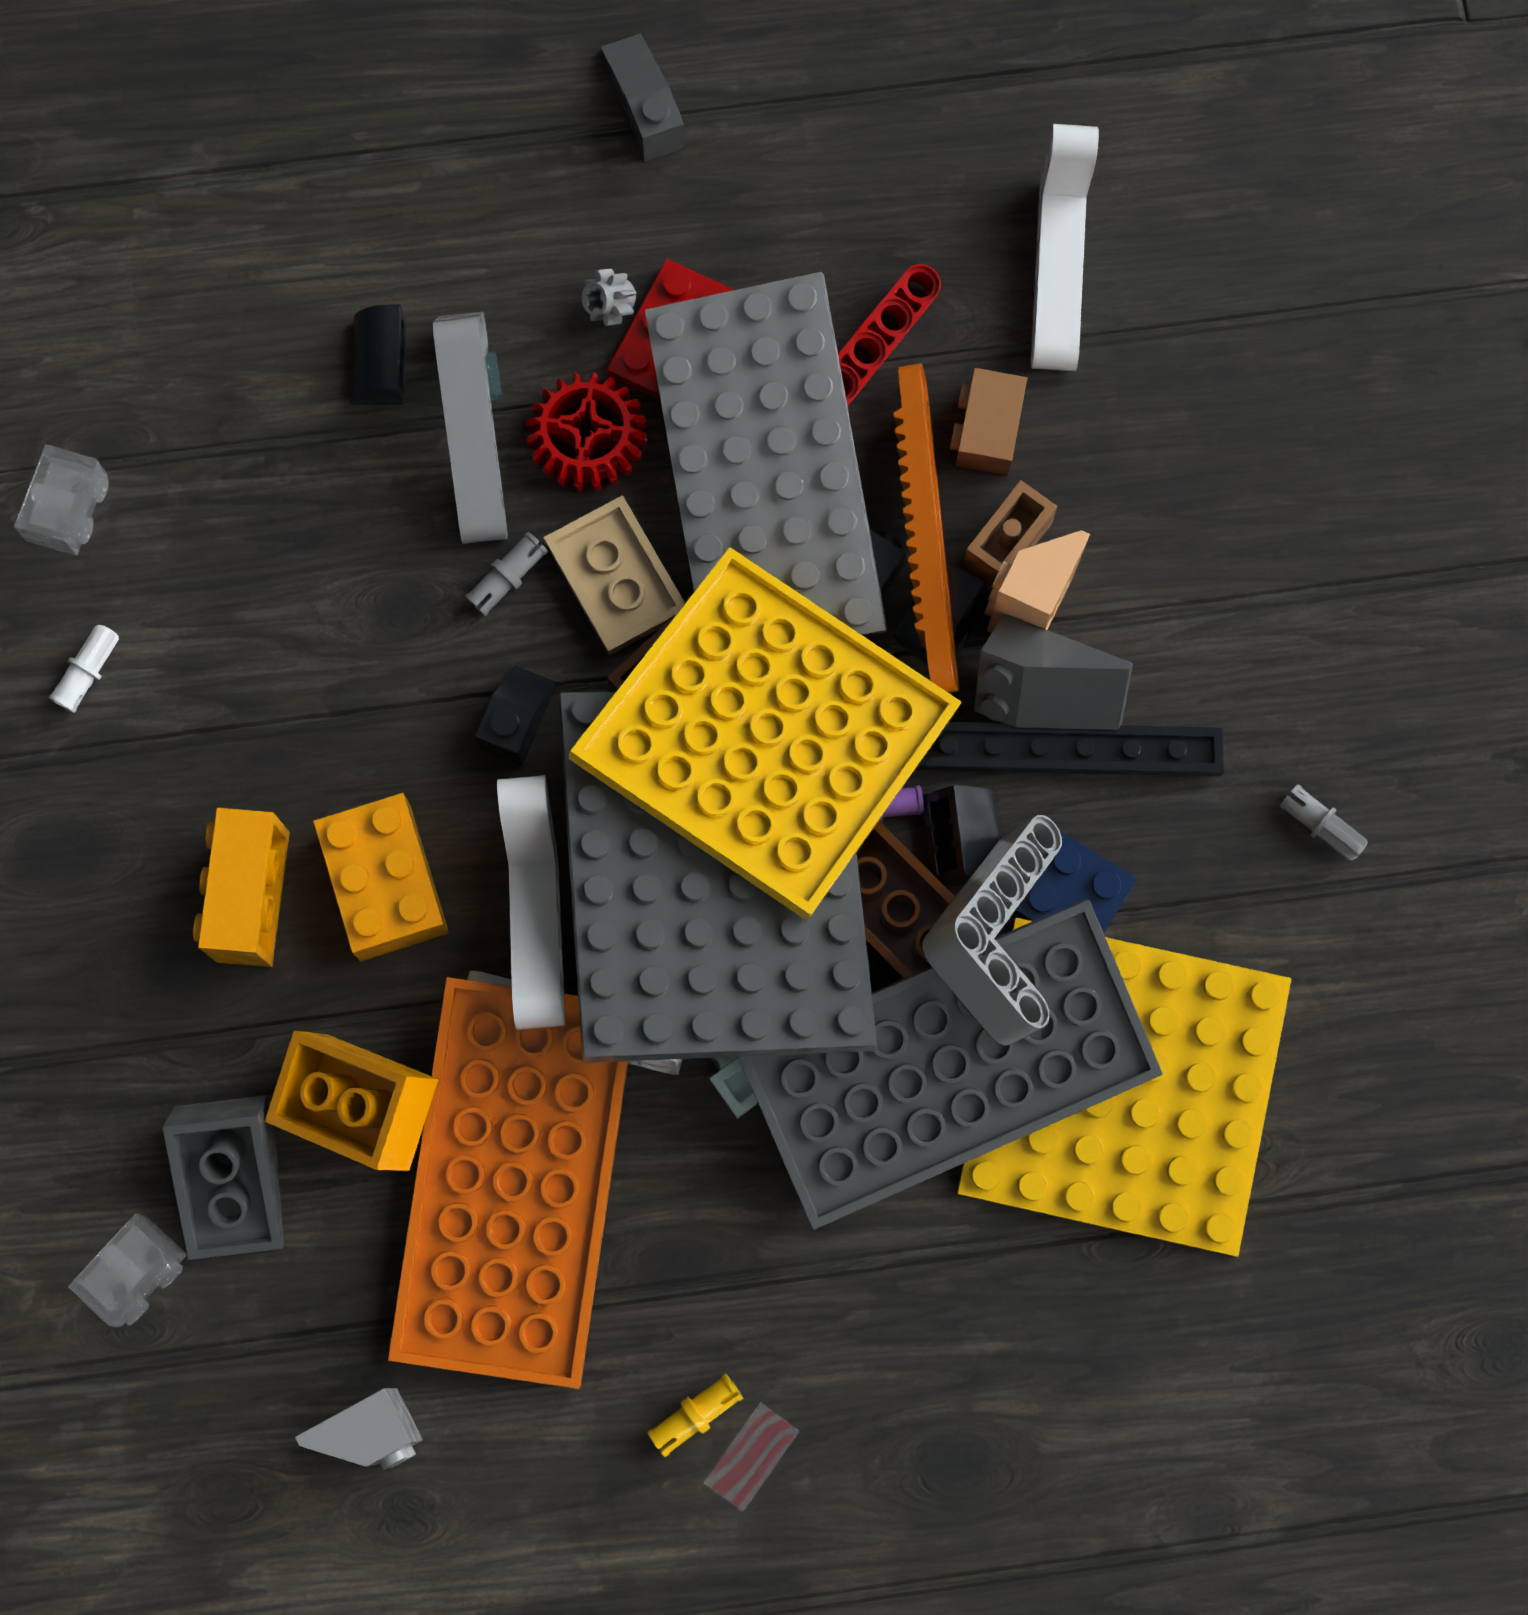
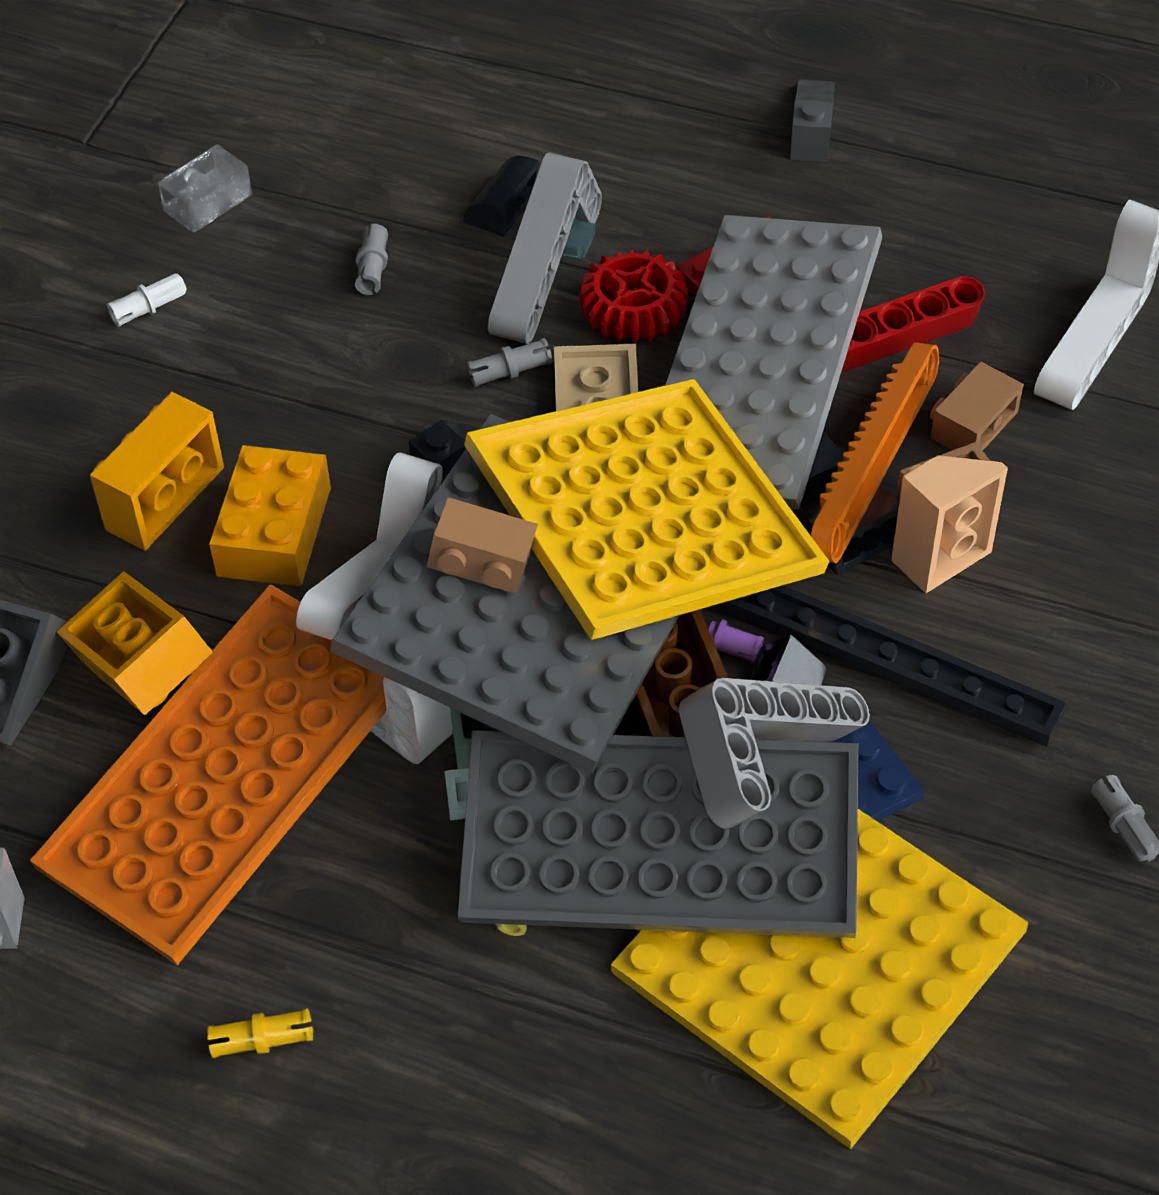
camera: 30 degrees right, 25 degrees down
(289, 506) = (371, 259): none -> light grey pin
(608, 297) = (703, 218): light grey gear -> none
(661, 880) = (481, 545): none -> medium nougat brick
(751, 1457) = (289, 1097): clear tile -> none
(1049, 680) = (920, 590): dark grey slope -> none

